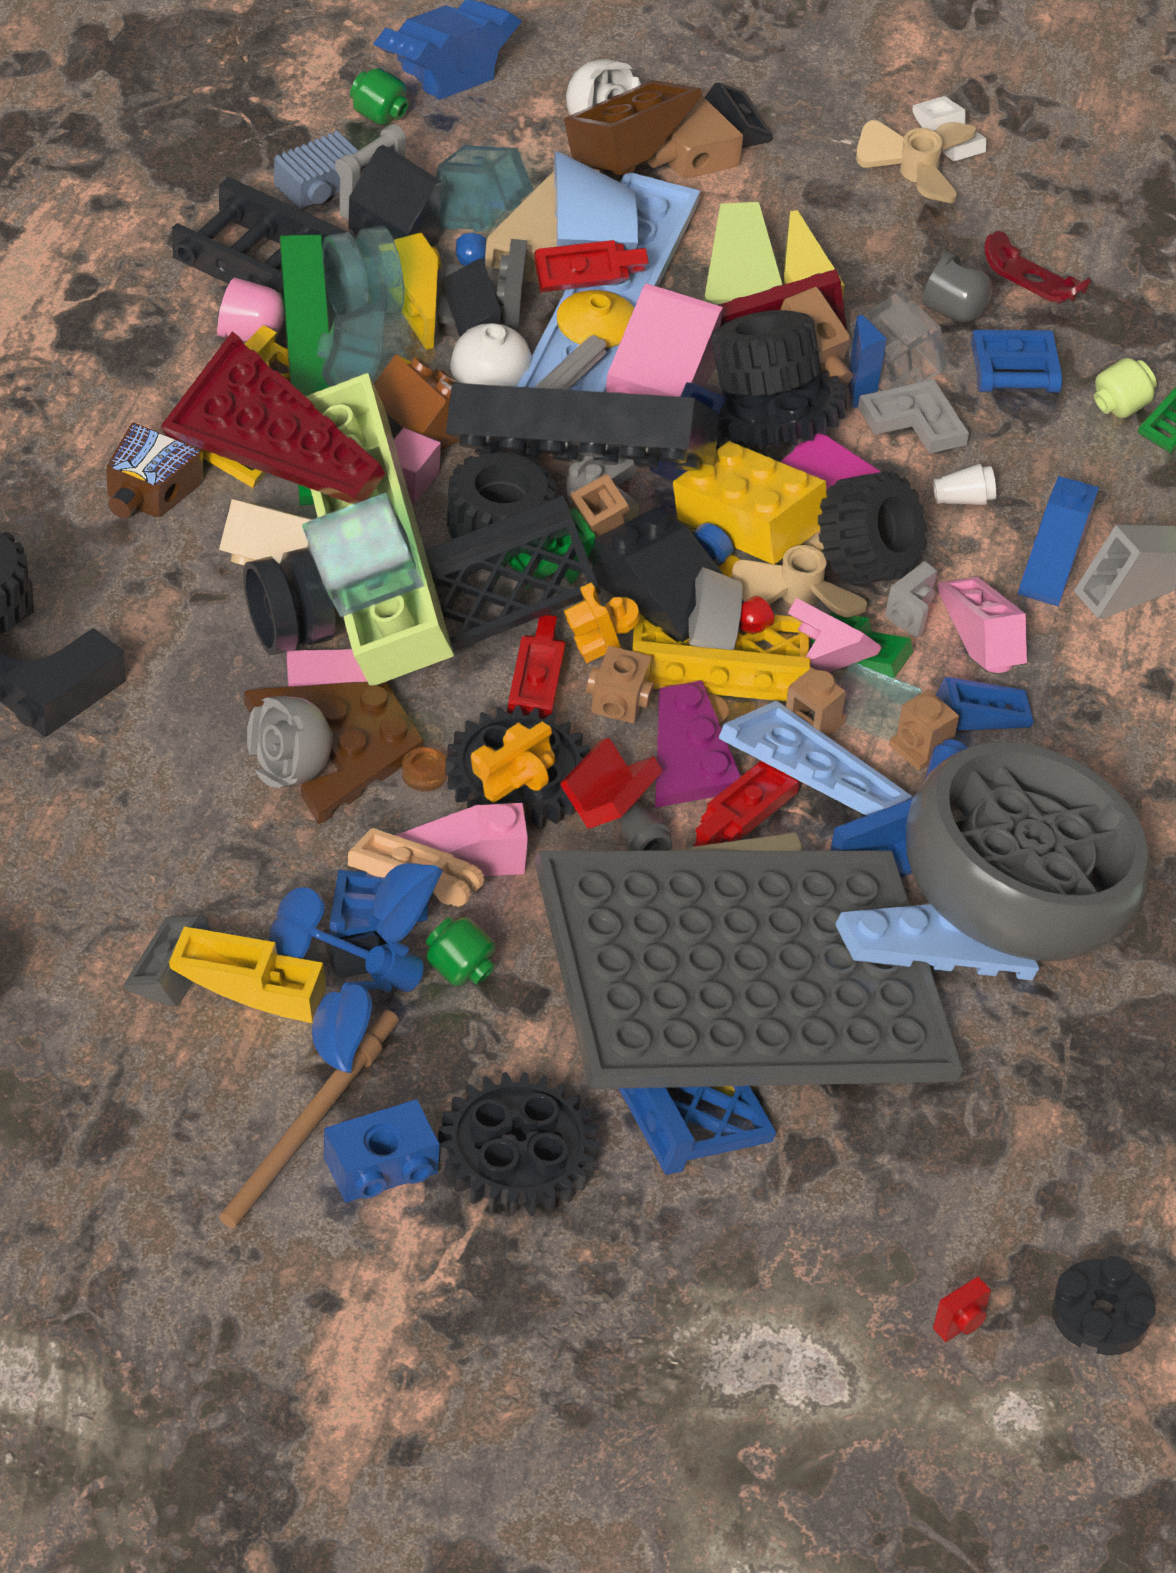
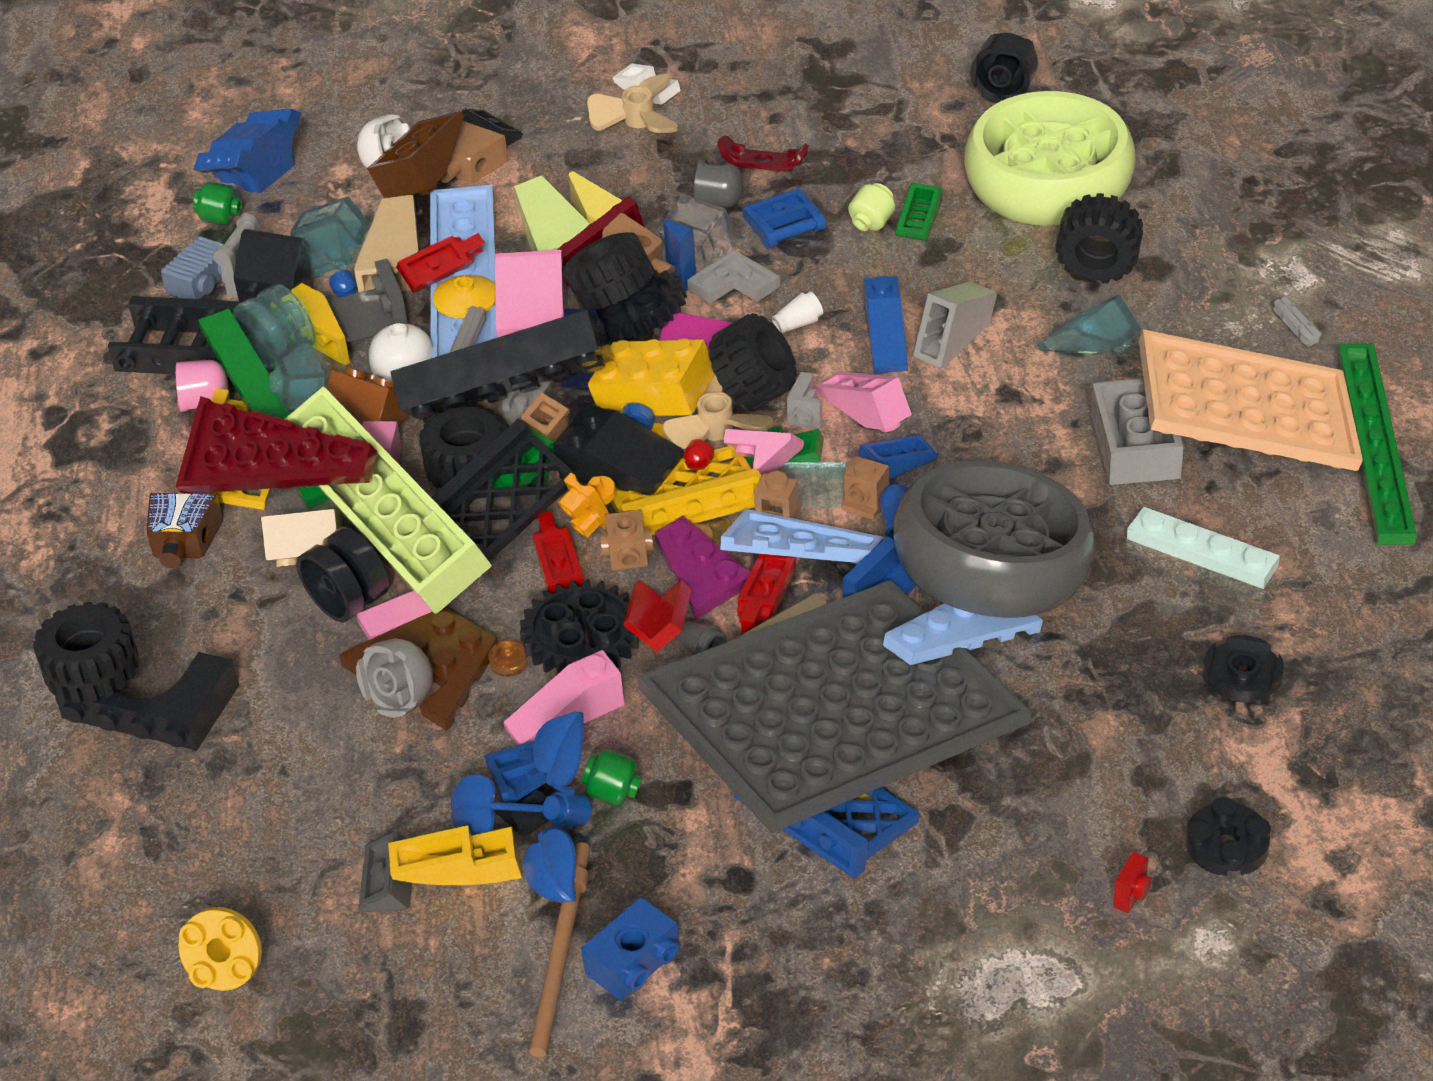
camera: 15 degrees left, 5 degrees down
(363, 554) = (393, 512): clear light blue slope -> none
(380, 852) = (520, 728): light nougat hinge -> none
(471, 297) = (363, 314): black slope -> none
(518, 1144) = (733, 900): black gear -> none
(519, 762) = (584, 622): light orange hips -> none
(592, 206) = (421, 219): light blue slope -> none
(716, 612) = (671, 461): light grey slope -> none

